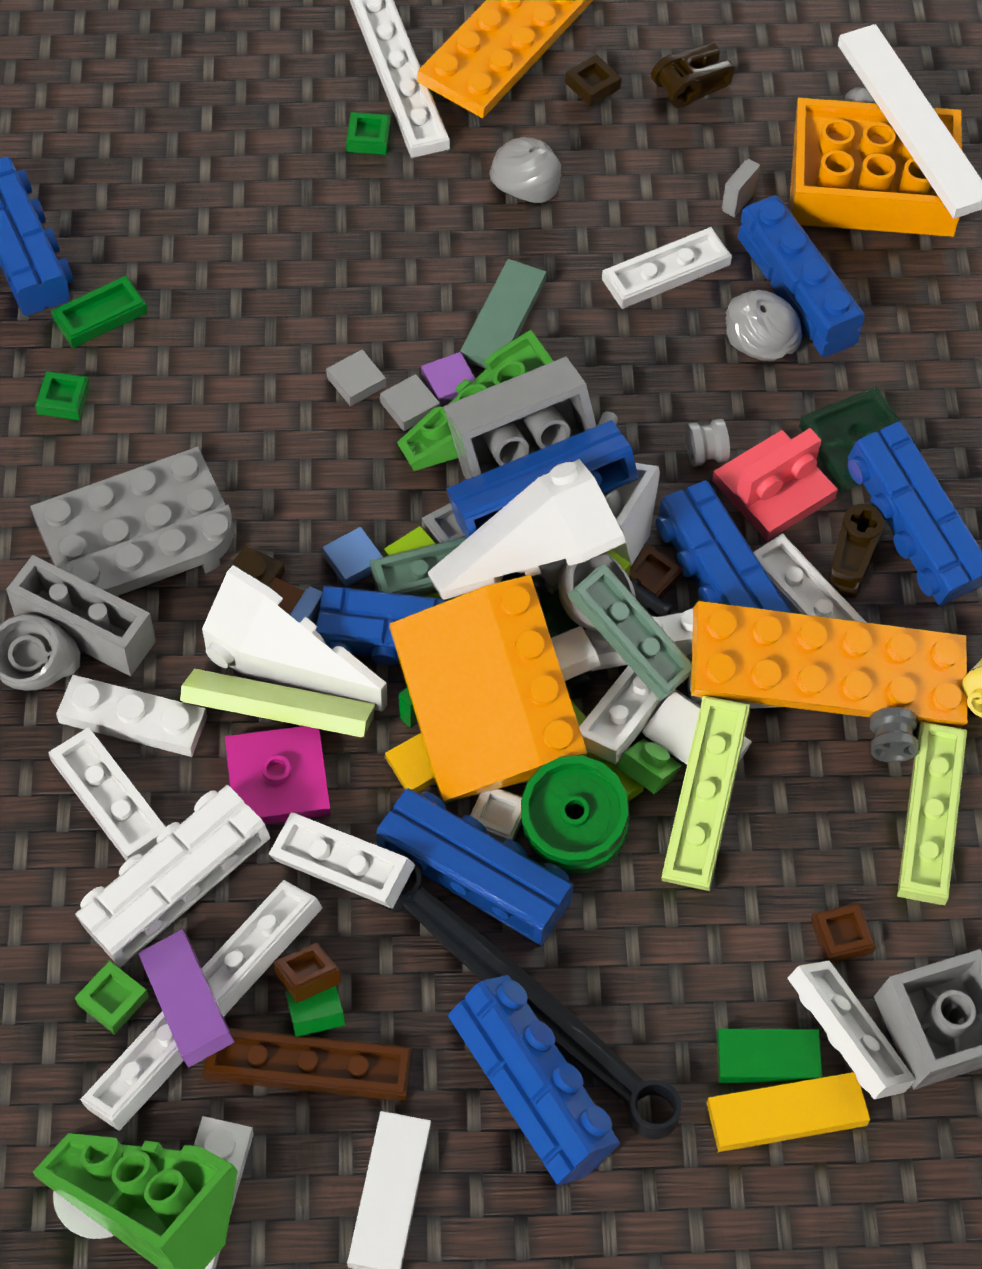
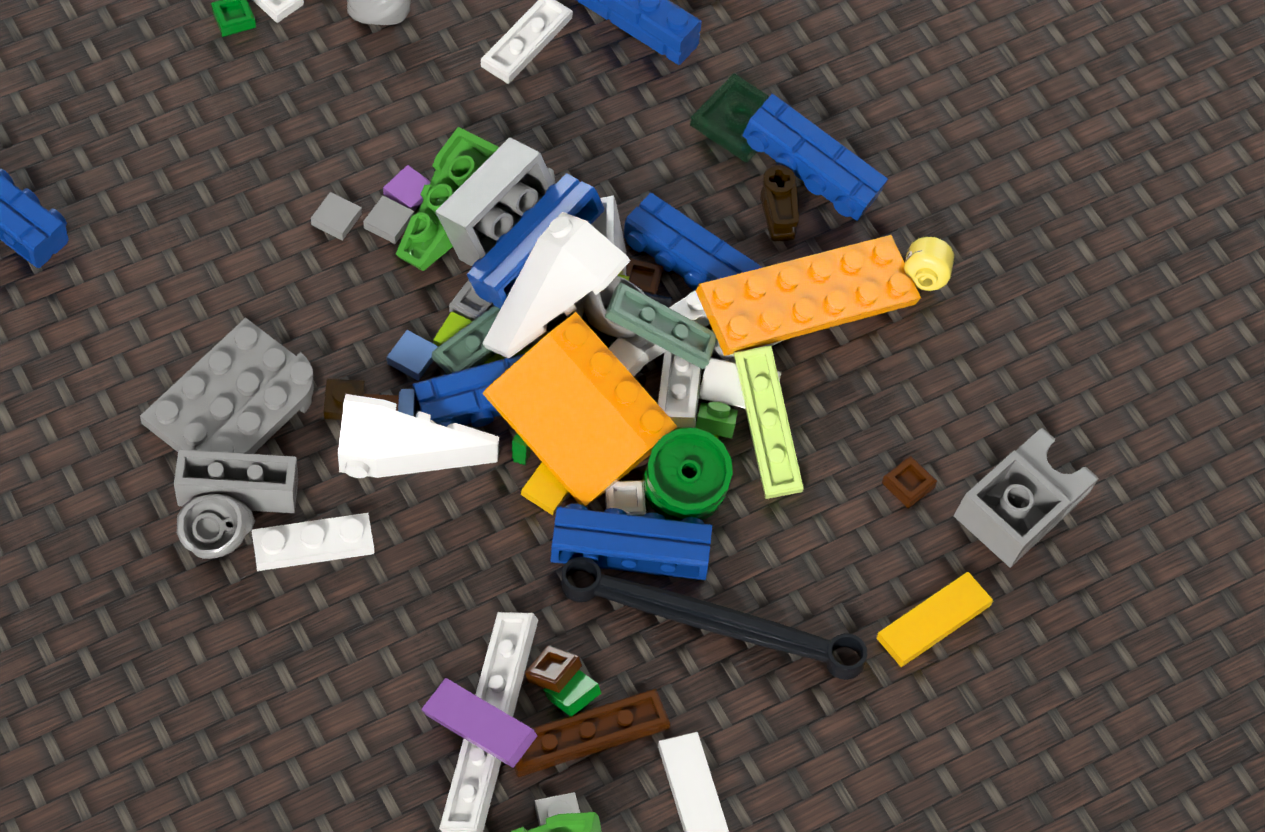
camera: 30 degrees left, 0 degrees up
(62, 395) = (110, 319): green tile -> none
(99, 311) = (99, 241): green tile -> none
(107, 794) = (332, 606): white plate -> none
(112, 997) = (421, 748): bright green plate -> none
(172, 874) = (418, 641): white brick -> none
(277, 702) = (420, 486): yellowish green tile -> none
(279, 772) = (448, 540): dark pink plate -> none
(342, 860) = (536, 578): white plate -> none
(503, 311) = (422, 121): sand green tile -> none
(534, 1079) = (755, 669): blue brick -> none
(707, 442) = (632, 163): light grey wheel -> none
(763, 325) = (625, 58): light grey hair -> none
(768, 1055) = (902, 587): green tile -> none
(777, 482) = (696, 174): coral bracket -> none
(801, 583) = (754, 242): white tile -> none
(851, 1029) = (950, 544): white plate -> none
(893, 734) = (875, 327): dark grey wheel -> none
(932, 814) = (927, 372): yellowish green tile -> none

